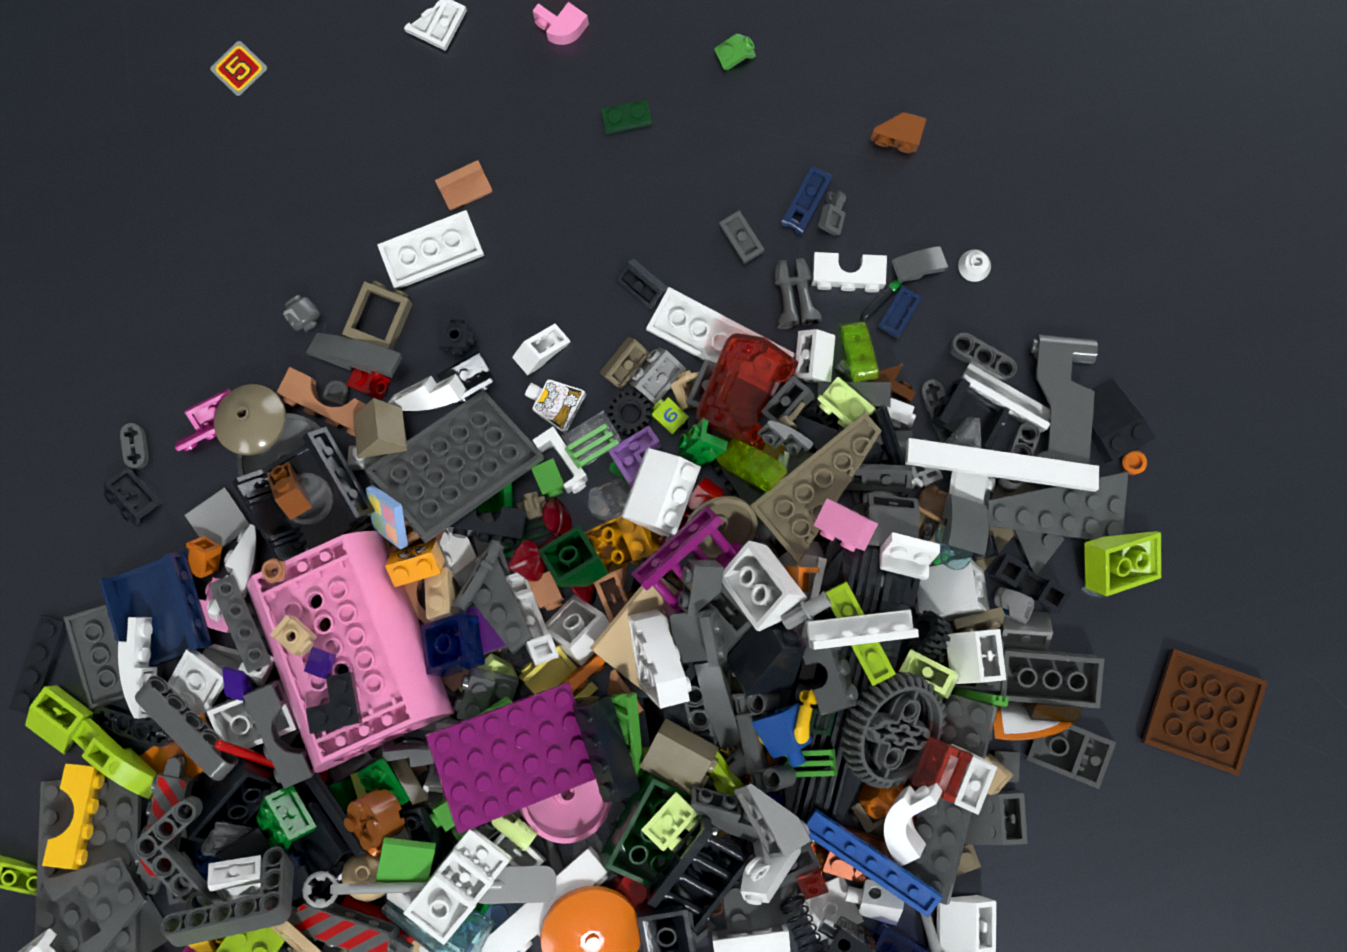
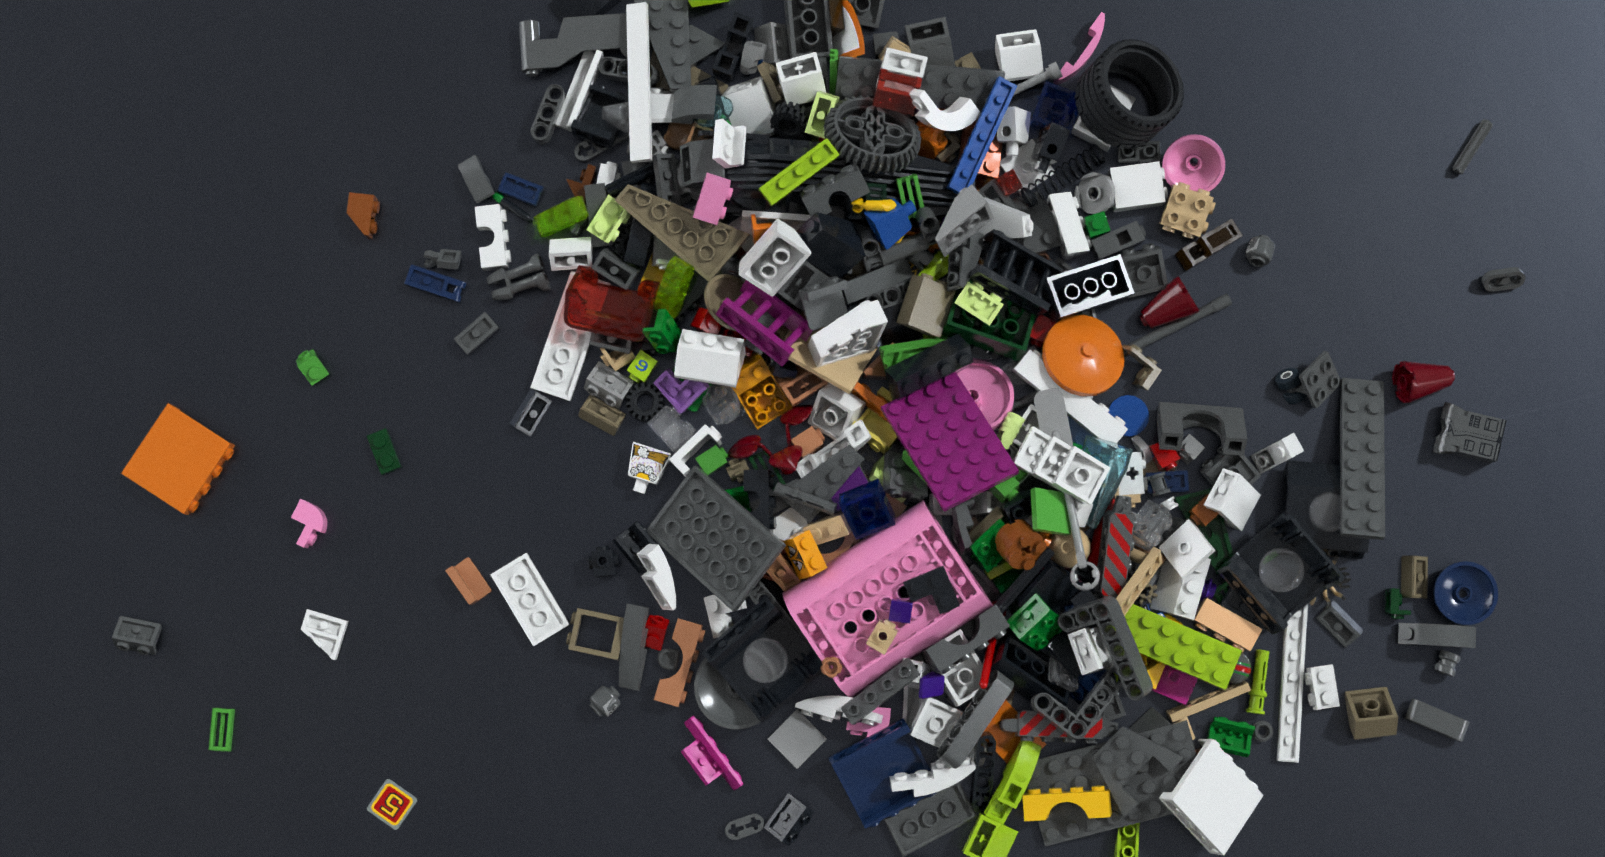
camera: 100 degrees left, 0 degrees up
(204, 556) = (829, 742): orange brick -> none
(260, 425) = (717, 717): dark tan dish -> none
(289, 491) = (761, 673): dark orange slope -> none
(379, 429) = (696, 608): dark tan slope -> none
(387, 517) = (769, 583): tile -> none
(540, 348) = (602, 487): white arch -> none
(573, 560) = (778, 422): dark green slope -> none
(606, 436) = (670, 413): bright green tile -> none
(701, 584) = (781, 307): dark grey slope -> none
(757, 868) = (1003, 226): white bush -> none
(777, 433) = (644, 271): dark grey slope -> none
(788, 420) = (632, 265): dark tan hand -> none
(806, 611) = (788, 216): light grey axle -> none
(860, 629) = (796, 170): white fence -> none
(974, 265) = (473, 135): white cone -> none

